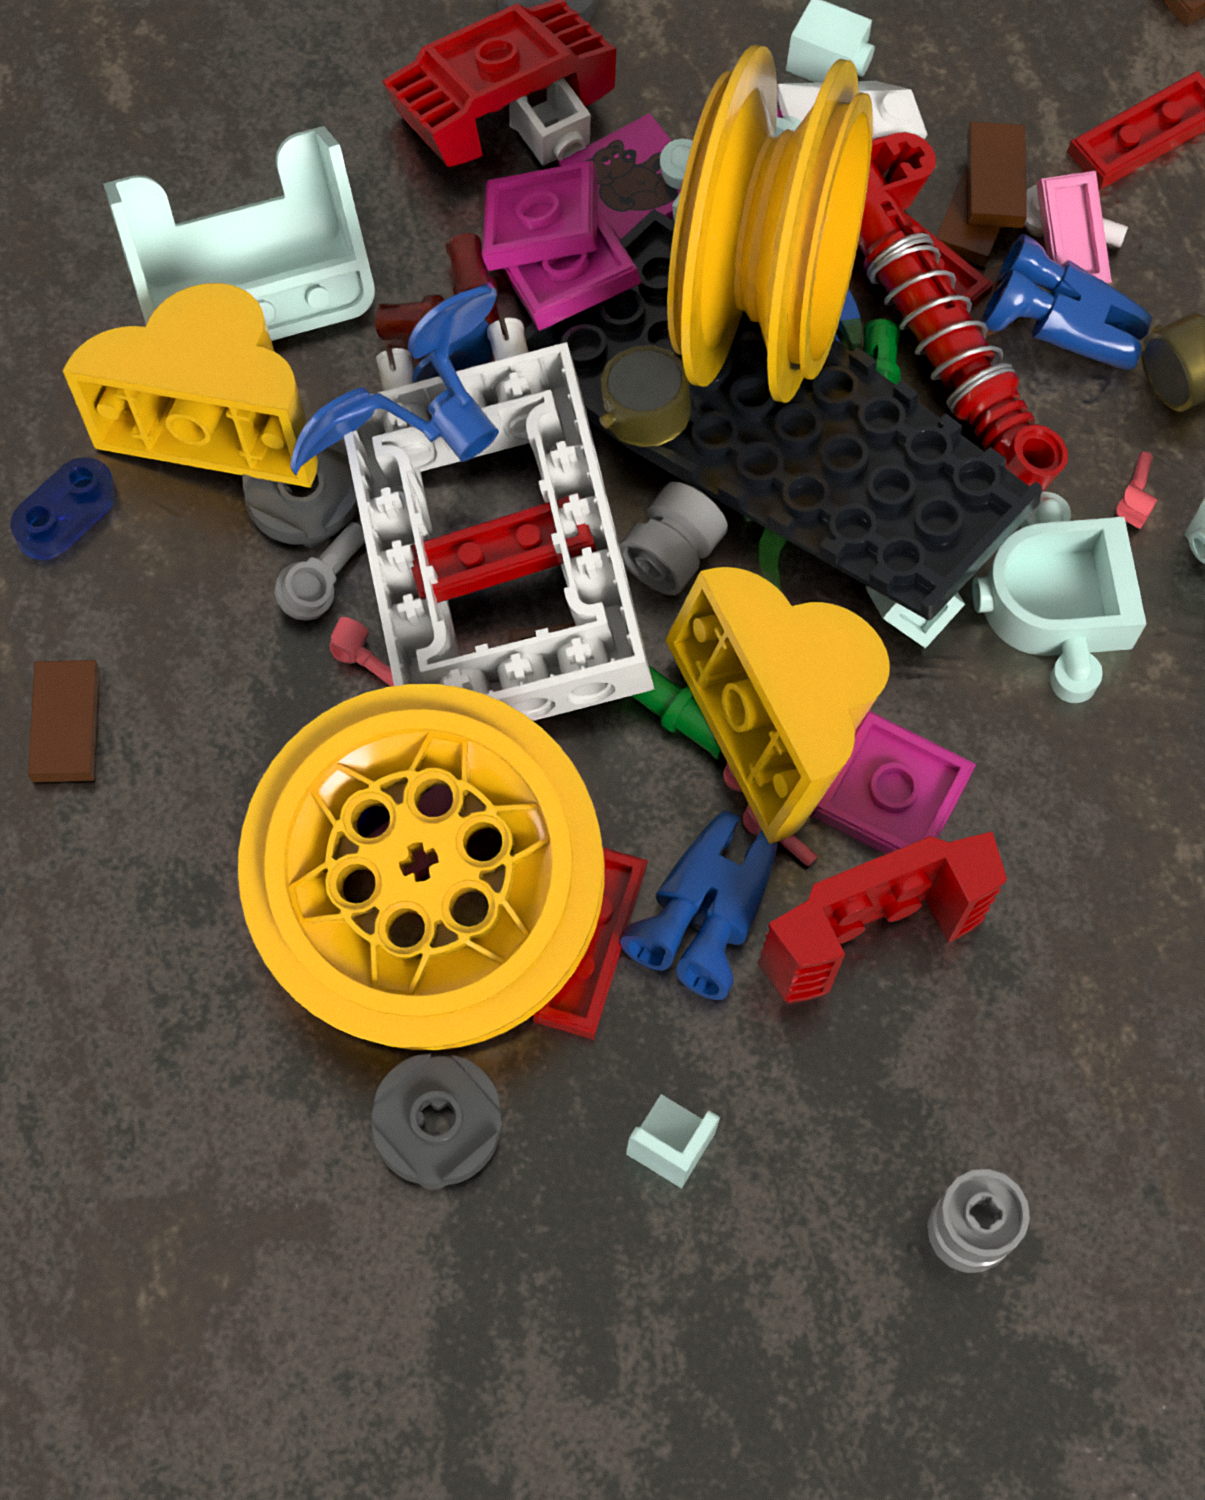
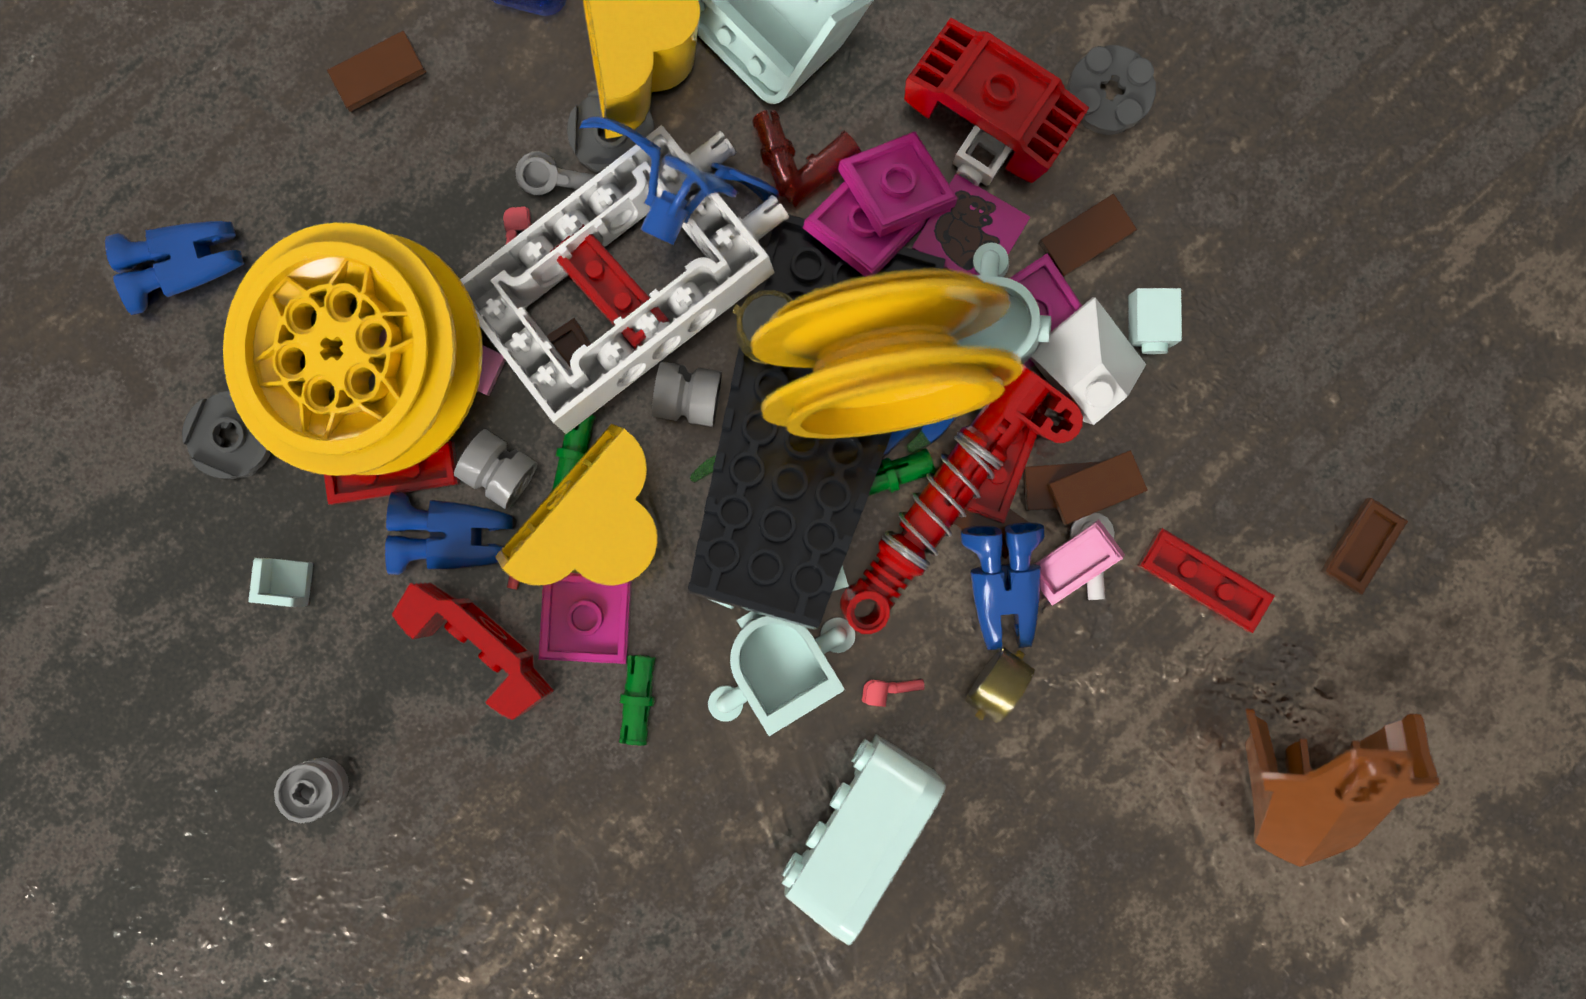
camera: 65 degrees right, 20 degrees up
(162, 1075) = (181, 260): none -> blue piece
(650, 799) = (491, 466): none -> light grey wheel
(695, 65) = (1088, 235): none -> reddish brown tile
(1028, 772) = (637, 700): none -> green pin

